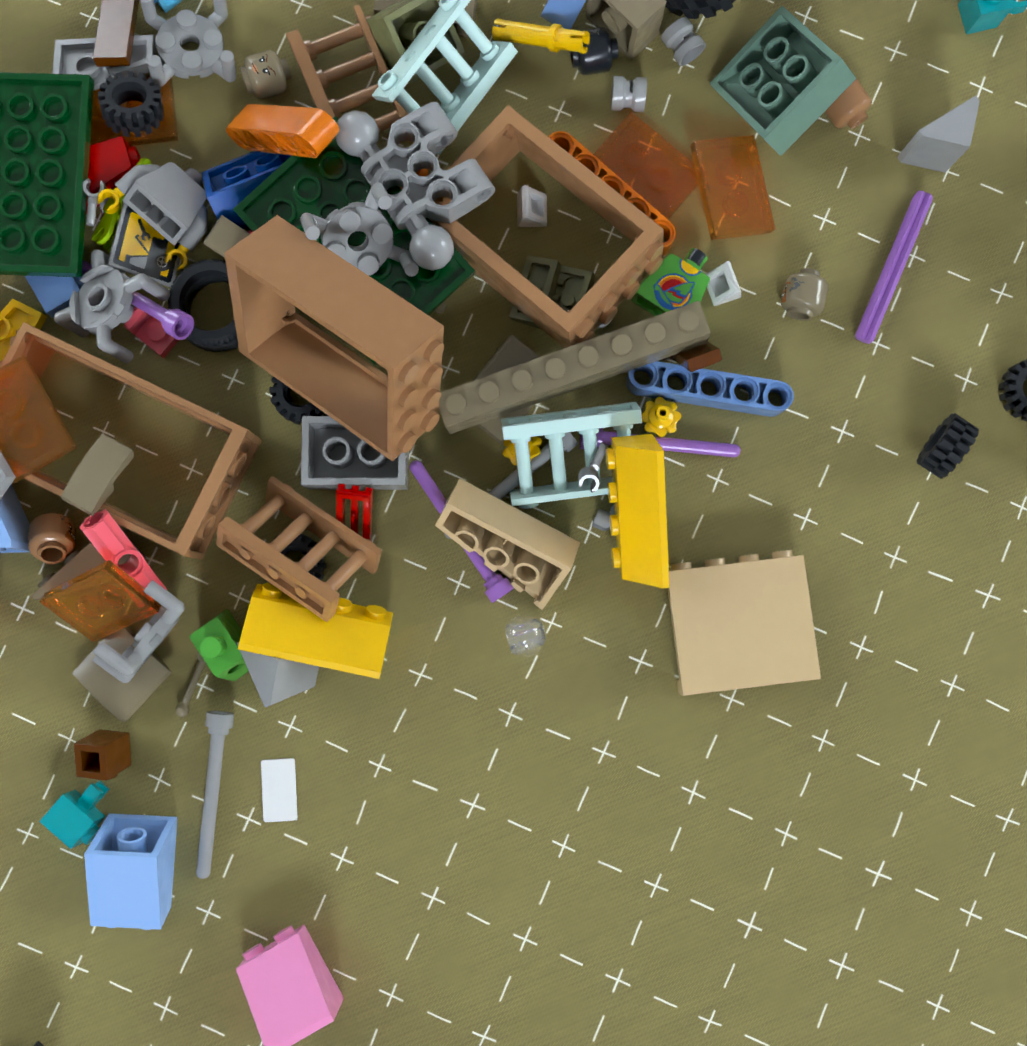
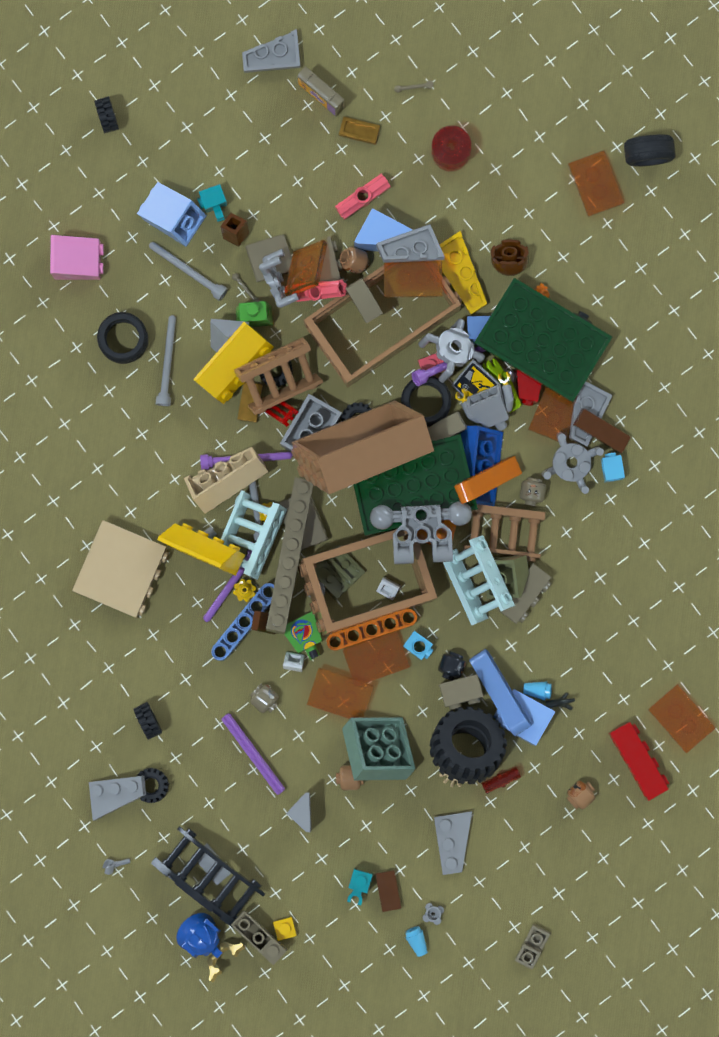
camera: 125 degrees right, 0 degrees up
(92, 201) = (509, 369): light grey hand -> none
(131, 89) = (540, 410): black tyre -> none
(279, 790) = (170, 302): white sticker -> none
(355, 864) = (112, 320): none -> black tyre
(363, 581) = (245, 413): none -> pearl gold tile
(364, 218) = (397, 484): light grey plate -> none
(434, 713) = (163, 397): none -> light grey piece
(525, 635) = (175, 461): clear piece -> none
(551, 37) = (466, 646): yellow pin -> none
(592, 470) = (235, 537): light grey hand -> none
(593, 127) = (409, 646): none -> medium azure brick
(628, 93) = (420, 666): light grey wheel -> none
(683, 41) = (434, 713): light grey wheel -> none

